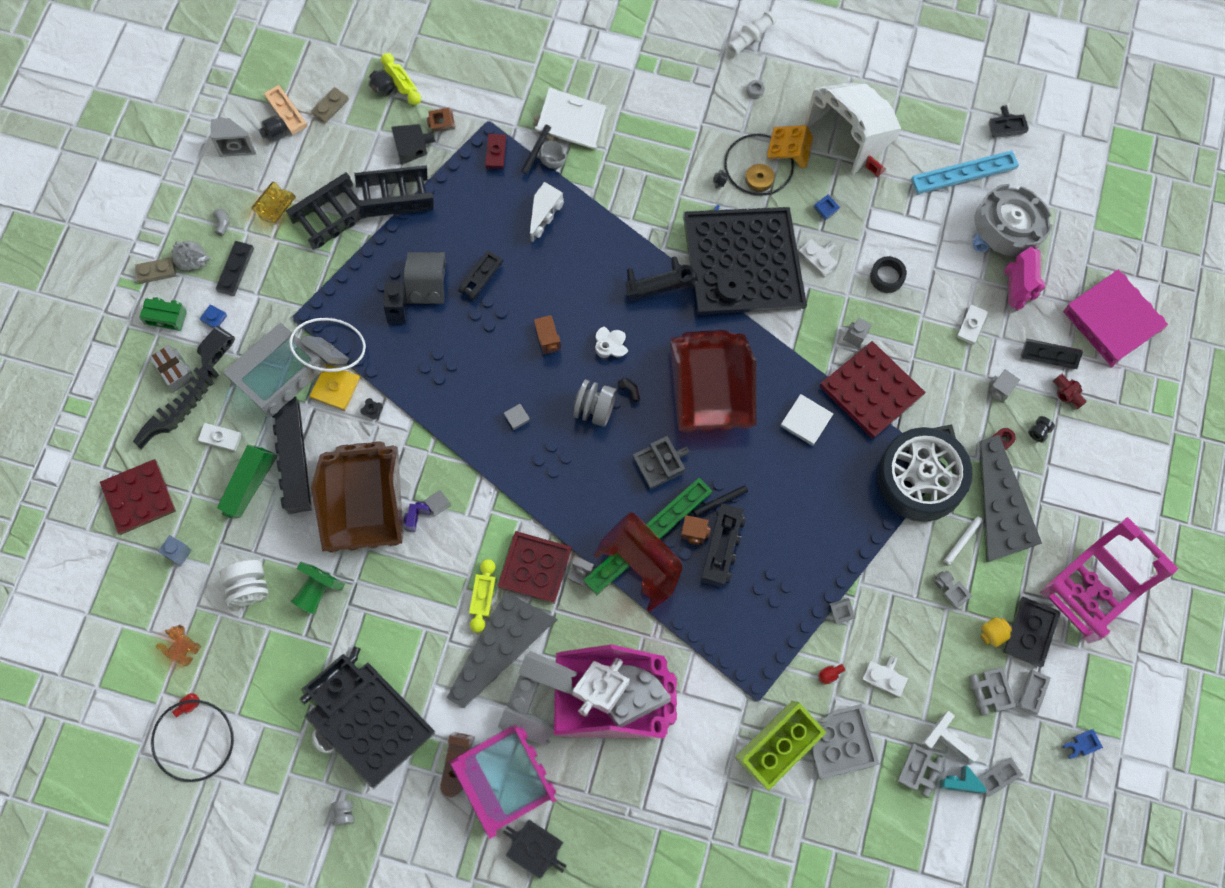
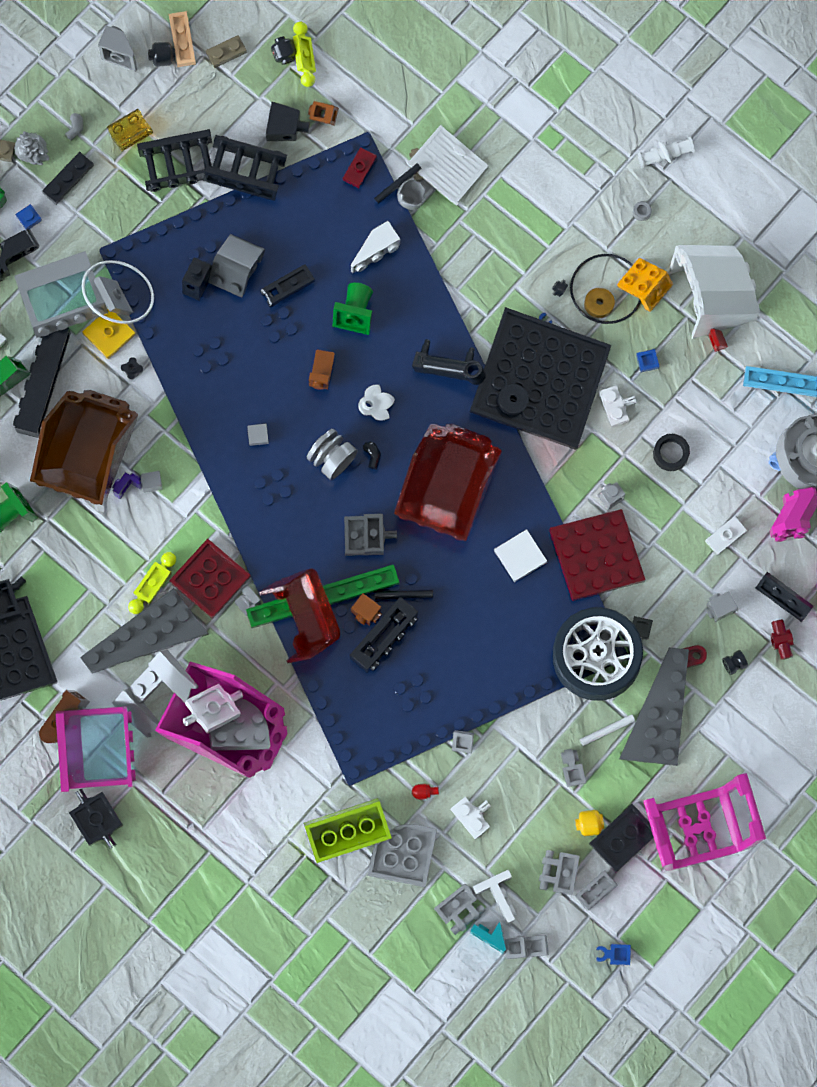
camera: 25 degrees right, 5 degrees up
(552, 273) = (353, 314): none -> green plant

